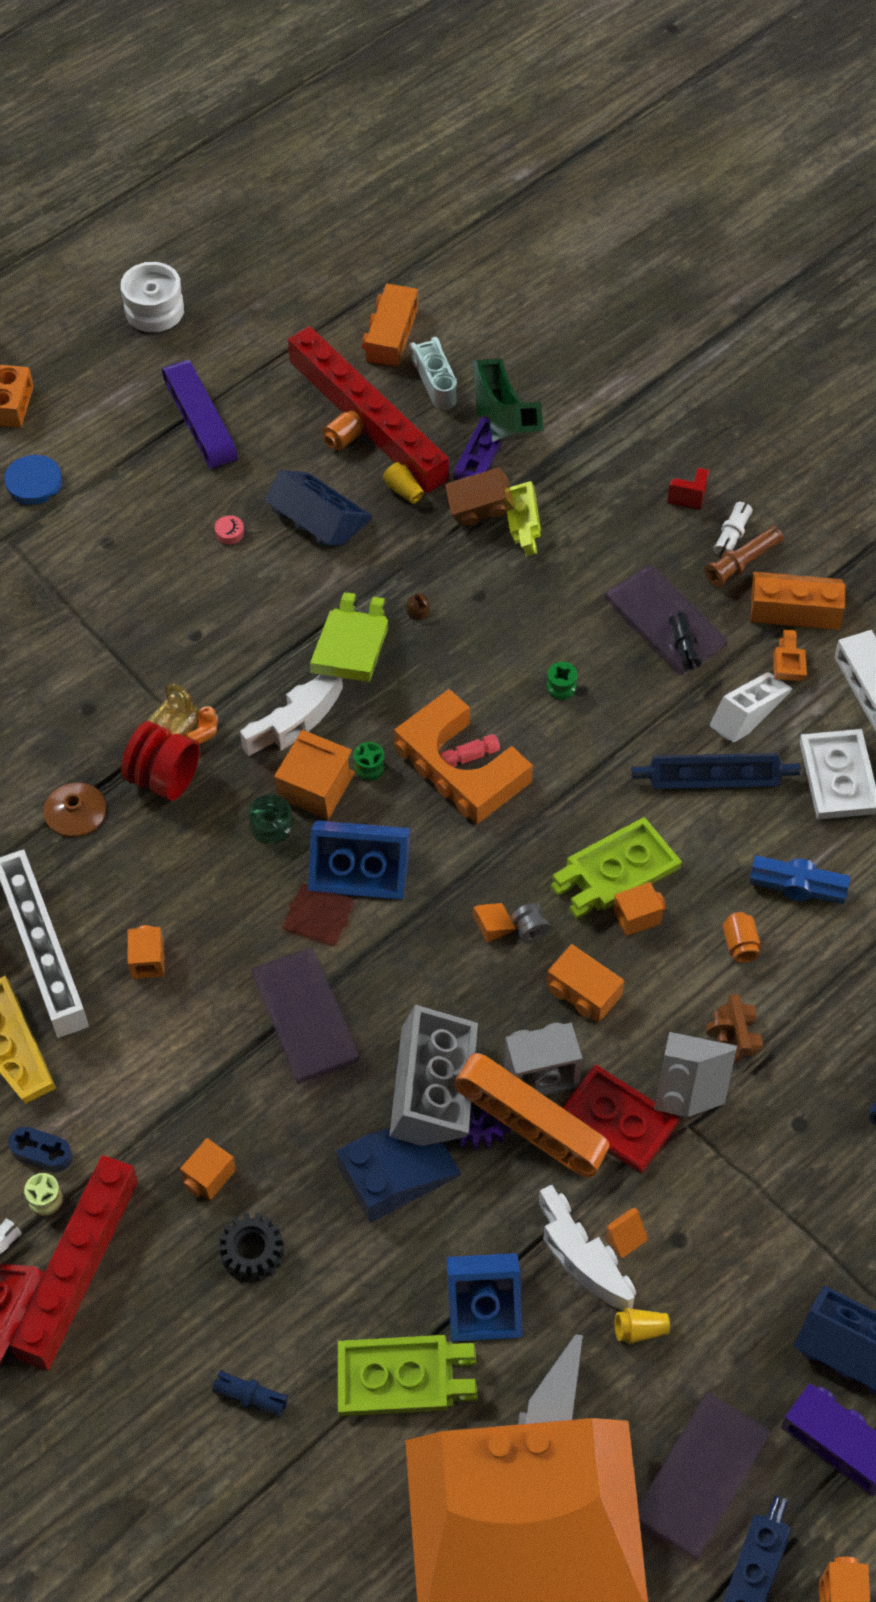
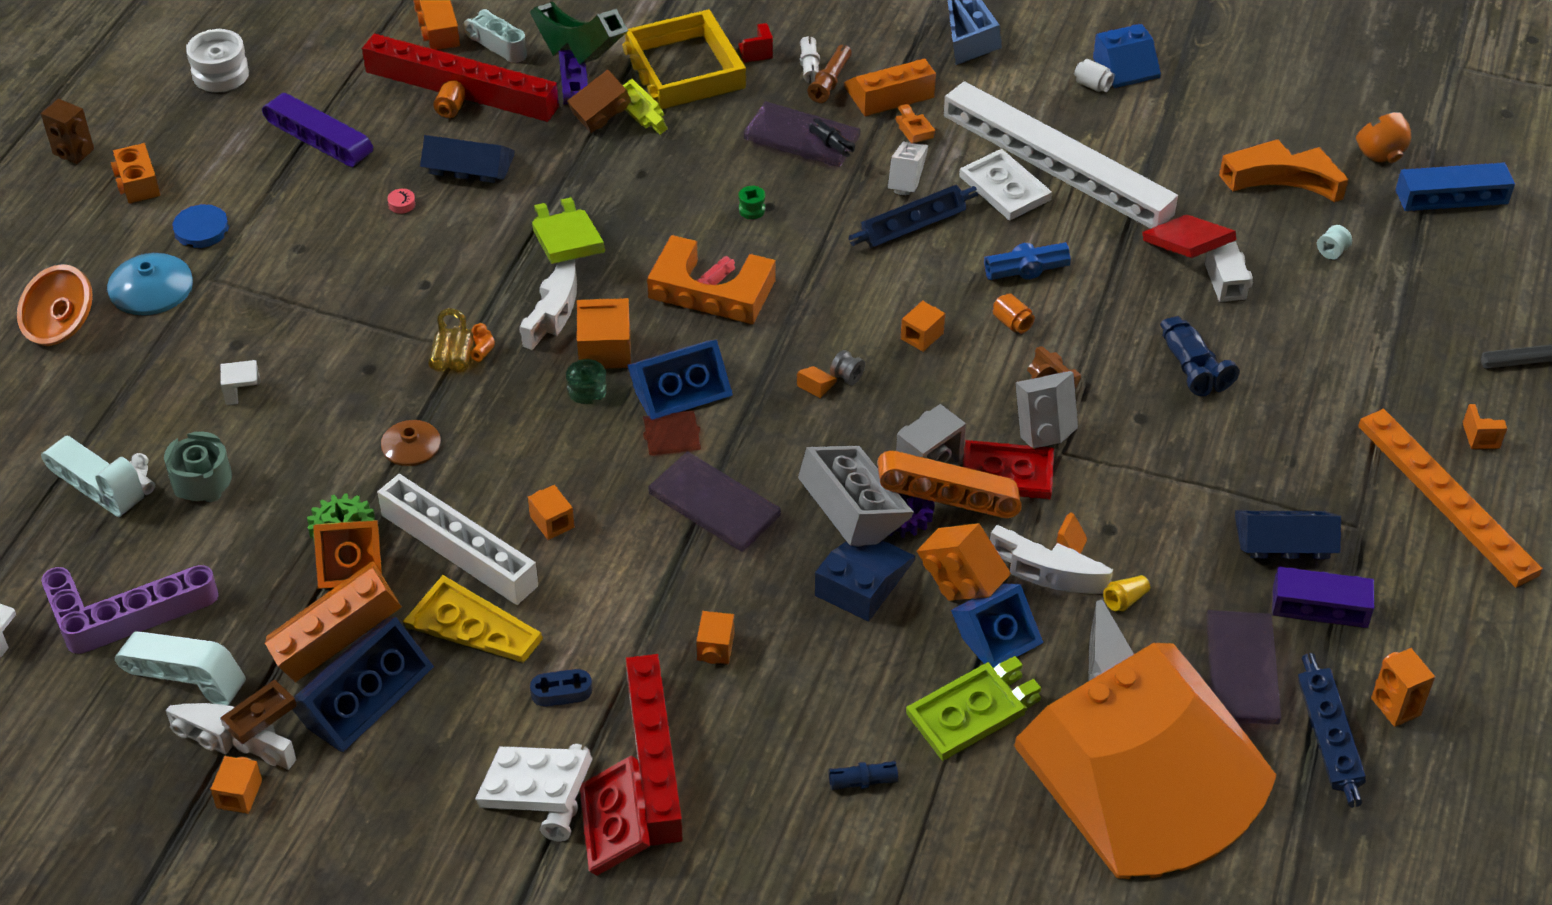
camera: 30 degrees left, 10 degrees down
(39, 1187) = (592, 708): yellowish green wheel -> none
(160, 760) = (468, 371): red wheel -> none
(251, 1267) = (790, 690): black tyre -> none
(374, 755) = (640, 312): green wheel -> none
(402, 482) = (526, 118): yellow cone -> none
(413, 609) = (598, 197): reddish brown hinge -> none
(481, 1215) = (963, 562): none -> orange brick
(584, 983) = (918, 388): orange brick -> none
(605, 437) = (677, 30): none -> yellow window
(615, 865) = (883, 306): lime tile -> none

